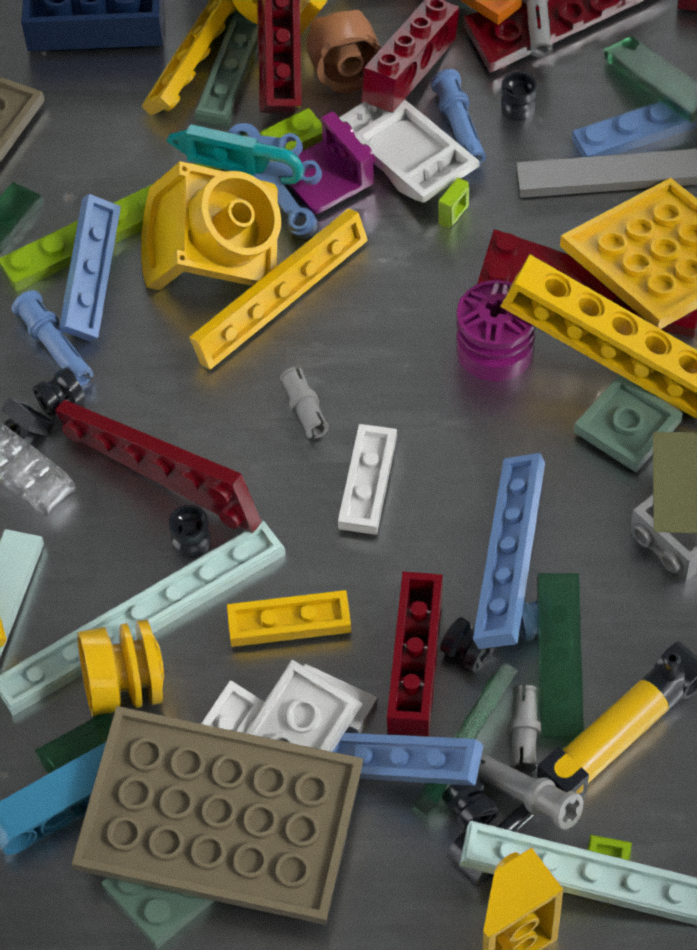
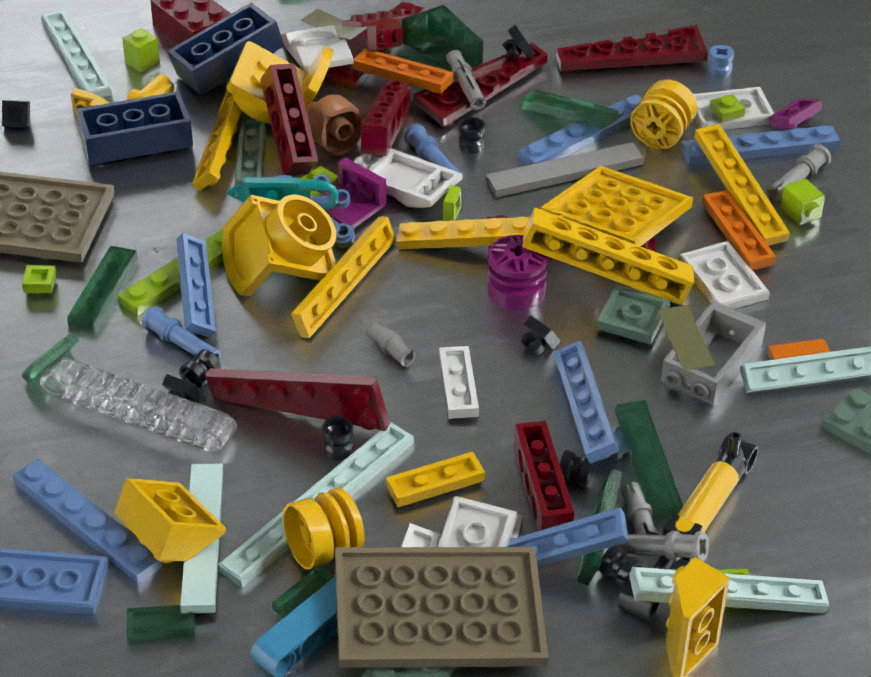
camera: 20 degrees left, 15 degrees down
(459, 252) = (458, 232): none -> yellow plate
(497, 430) = (541, 334): none -> black tile

